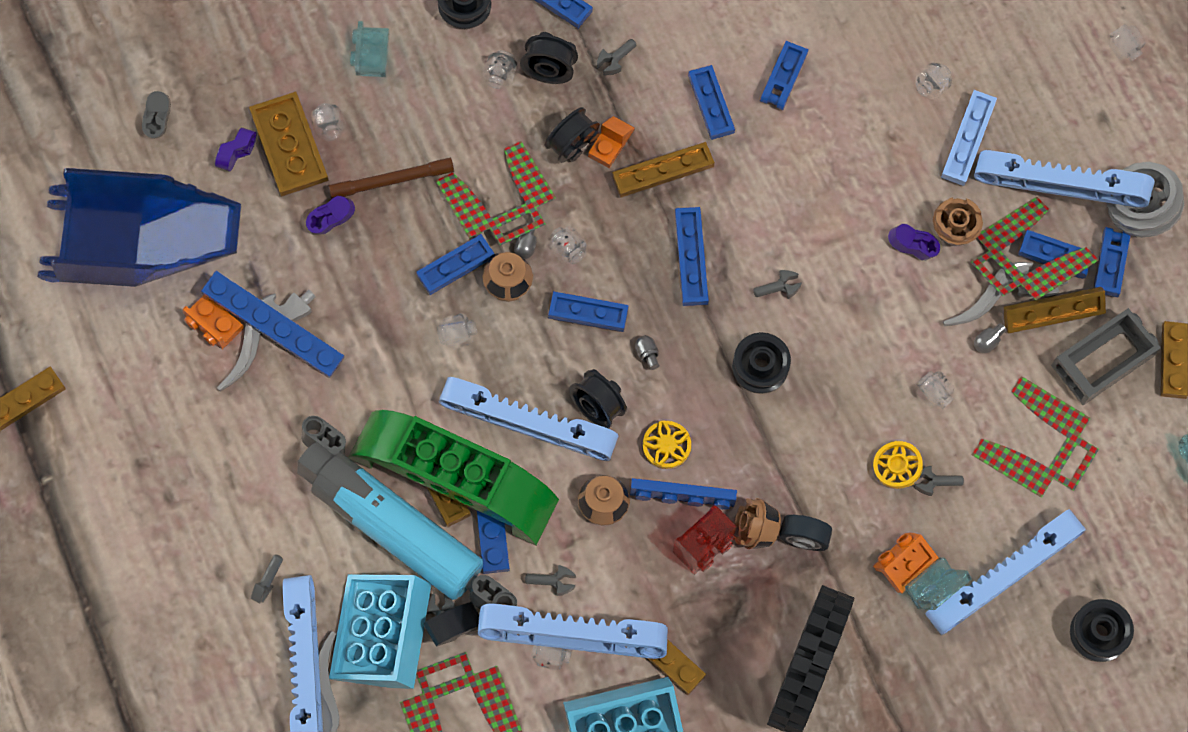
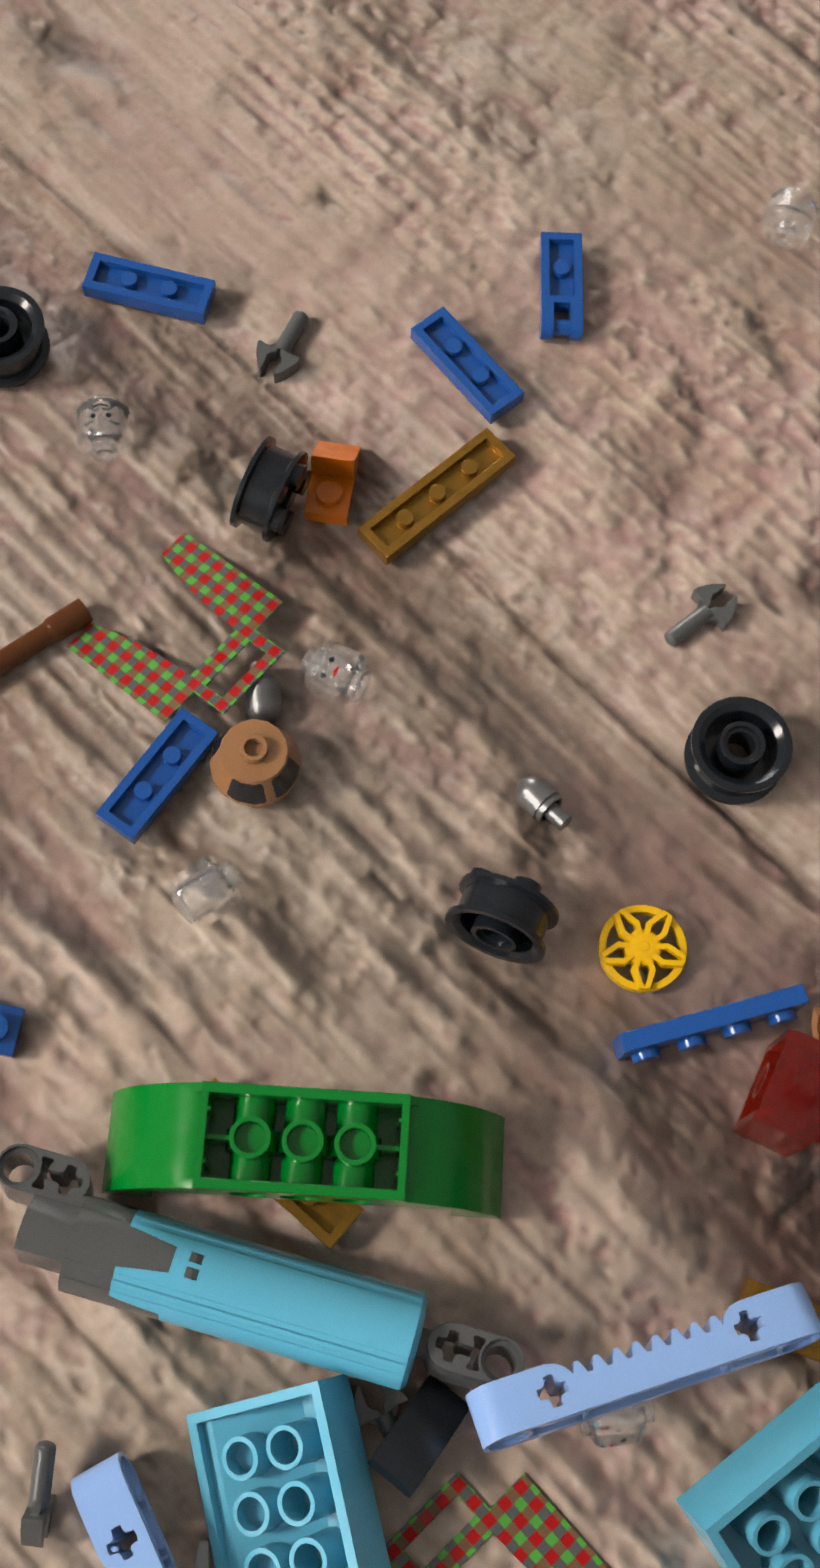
camera: 25 degrees left, 0 degrees up
(493, 544) = (425, 1251): blue plate -> none
(542, 579) = (553, 1271): dark grey bar -> none
(549, 58) = (180, 380): black wheel -> none
(588, 311) = (416, 771): blue plate -> none
(594, 441) = (263, 999): light blue gear -> none
(603, 500) = (581, 1089): medium nougat cone -> none
(691, 256) = (544, 619): blue plate -> none

